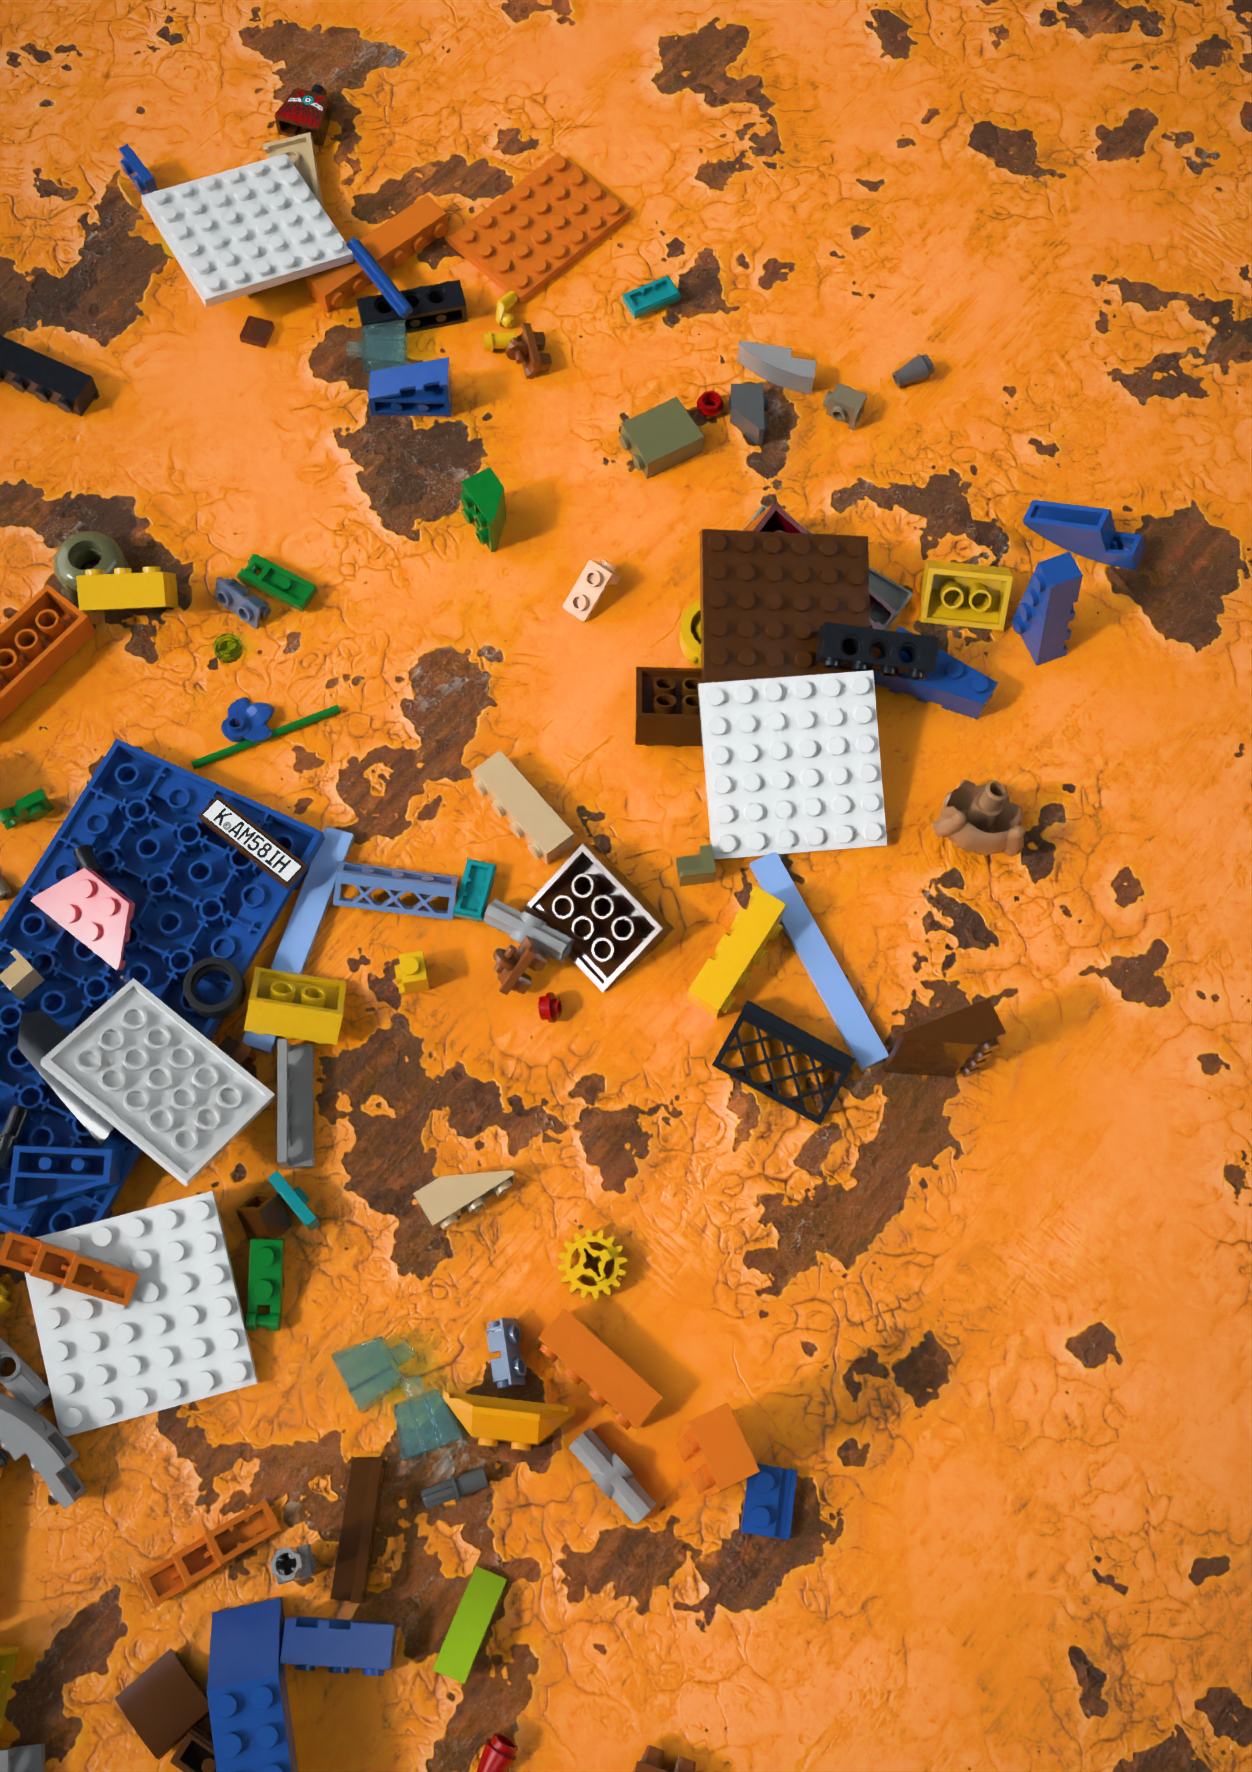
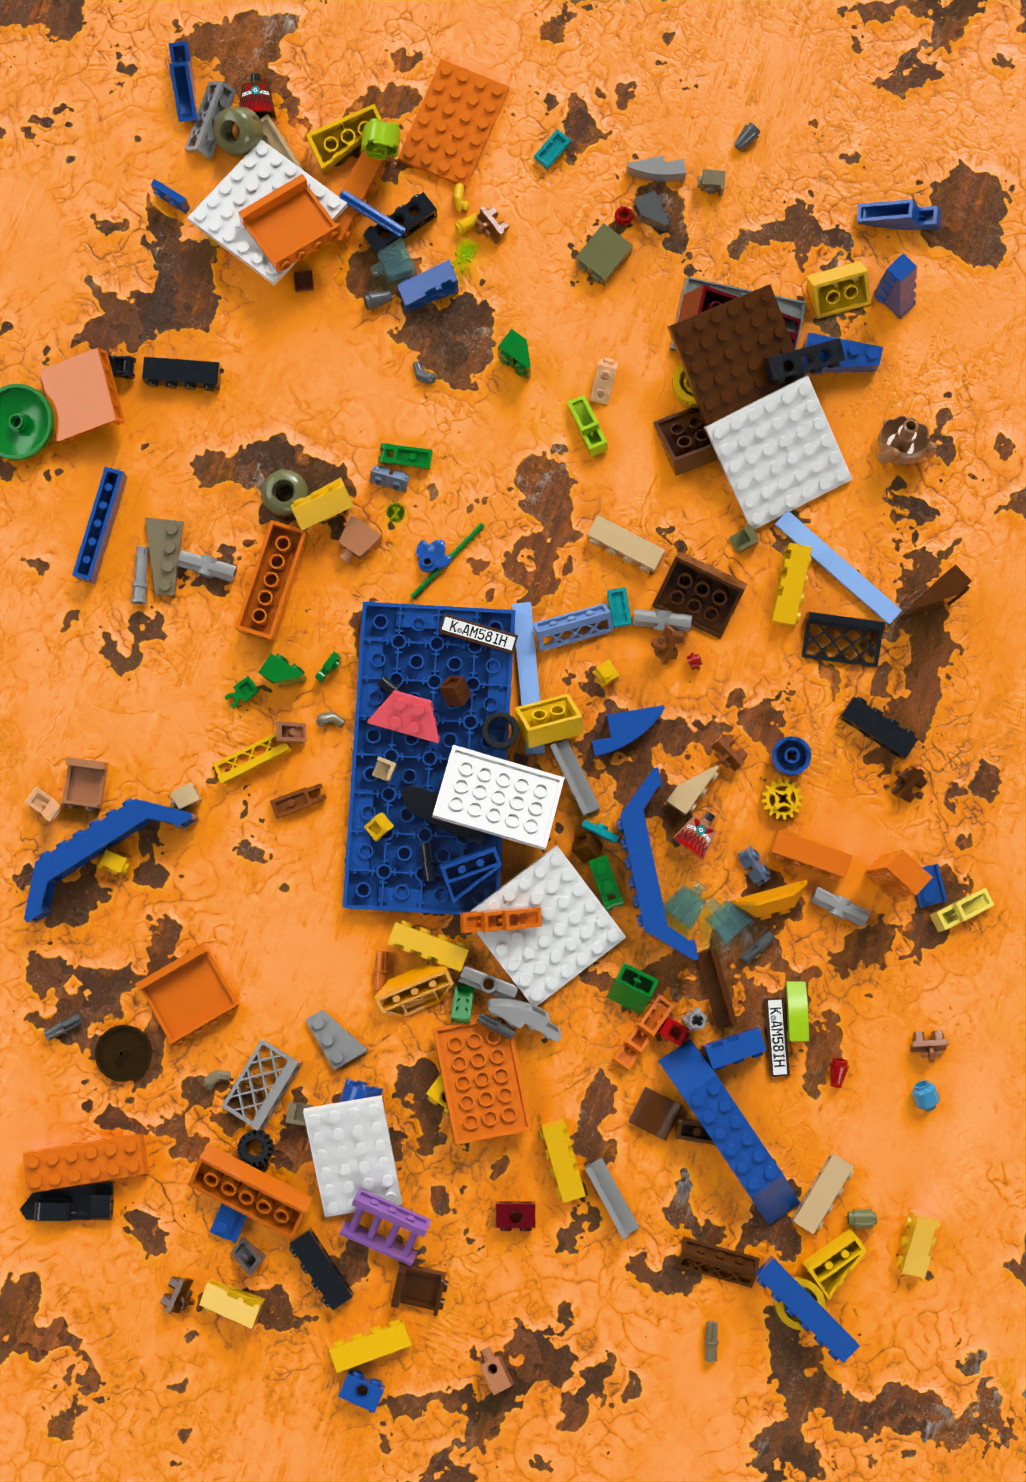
camera: 15 degrees left, 15 degrees up
(156, 661) = (357, 540): none -> nougat torso
(178, 906) = (455, 691): none -> reddish brown panel
(226, 1470) = (632, 988): none -> green slope
(227, 62) = (183, 81): none -> blue slope
(240, 118) = (204, 135): none -> light grey fence
(245, 1570) = (669, 1024): none -> red brick
(260, 131) = (249, 127): none -> olive piece
(261, 240) = (289, 224): none -> orange panel
(328, 1285) = (643, 870): none -> blue slope
(338, 383) = (376, 299): none -> dark grey cone
(351, 494) = (423, 376): none -> dark grey arm
(389, 187) = (340, 137): none -> yellow wedge
(404, 1064) = (626, 728): none -> blue slope
(420, 1656) = (777, 1037): none -> tile
(430, 195) = (381, 139): none -> lime brick
(438, 1266) = (697, 834): none -> torso
(479, 371) = (465, 252): none -> clear neon green plate
(536, 1163) = (727, 755): none -> dark orange hips
(542, 637) = (587, 425): none -> lime slope
(642, 1188) = (791, 745): none -> blue brick
(785, 1215) = (878, 728): none -> black brick
(797, 1315) = (906, 781): none -> reddish brown hips
(807, 1565) = (961, 910): none -> light yellow slope

